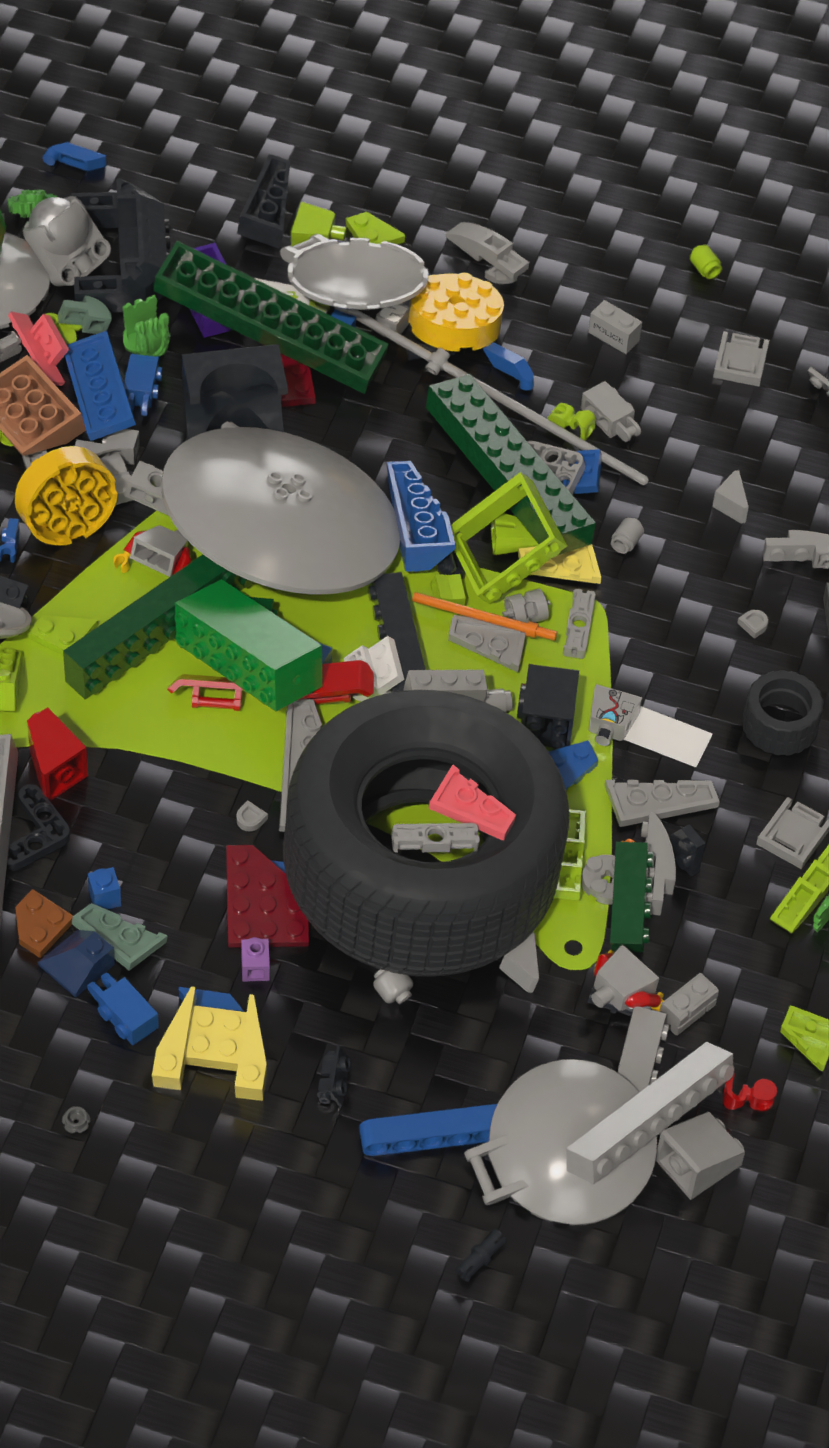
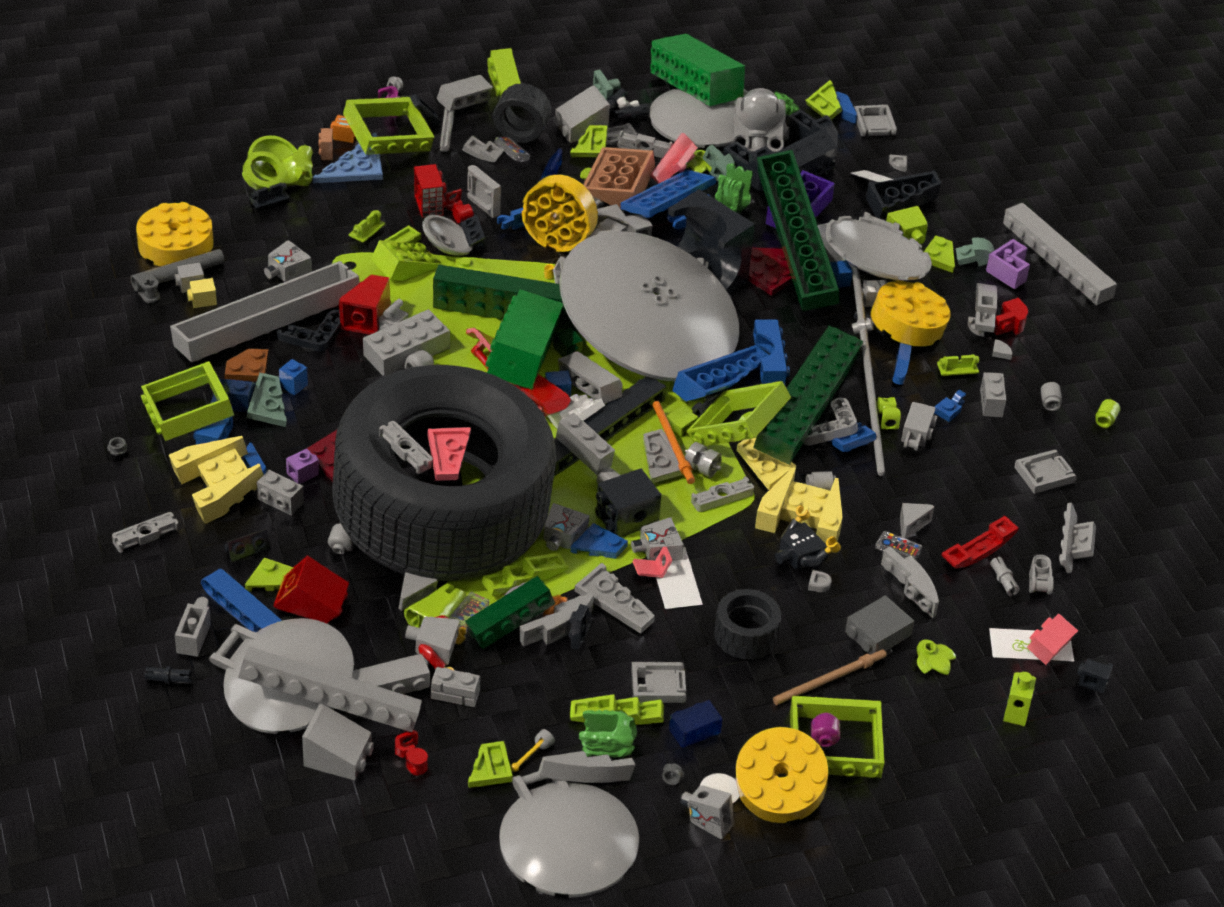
camera: 55 degrees right, 10 degrees down
(60, 167) = (825, 101): none -> lime wing
(75, 969) = (178, 384): none -> lime window
(95, 745) = (392, 315): none -> light grey brick
(127, 149) = (875, 125): none -> light grey container
(136, 755) = (392, 345): none -> light grey brick
(179, 763) = (419, 358): none -> light grey head
(204, 172) = (898, 162): none -> light grey tile
(220, 207) = (872, 176): none -> white sticker
(234, 1180) = (132, 536): none -> light grey piece
(283, 1002) = (280, 492): none -> light grey brick
(344, 624) = (591, 377): none -> light grey brick
(386, 444) = (768, 337): none -> blue arch
(399, 1079) = (268, 575): none -> lime wing
(403, 203) = (978, 251): none -> sand green brick
(435, 1192) = (193, 627): none -> light grey hinge
(446, 194) = (1009, 264): none -> medium lavender brick
(456, 144) = (1060, 253): none -> light grey brick
(463, 1056) = (312, 591): none -> red slope
(521, 235) = (1012, 317): none -> red brick
(549, 325) = (953, 366): none -> lime hinge
(551, 279) = (1001, 350): none -> light grey tile
(564, 960) = (440, 602): none -> lime piece
(582, 933) = (470, 606): none -> clear tile
(597, 370) = (951, 408): none -> blue plate
(639, 743) = (653, 568): none -> coral bracket
(649, 286) = (1051, 396): none -> light grey brick
(653, 566) = (787, 495): none -> light yellow wedge
(704, 604) = (802, 545): none -> torso
(754, 532) = (900, 545): none -> tile
(802, 467) = (983, 545): none -> red slope
(808, 972) = (542, 740): none -> hinge

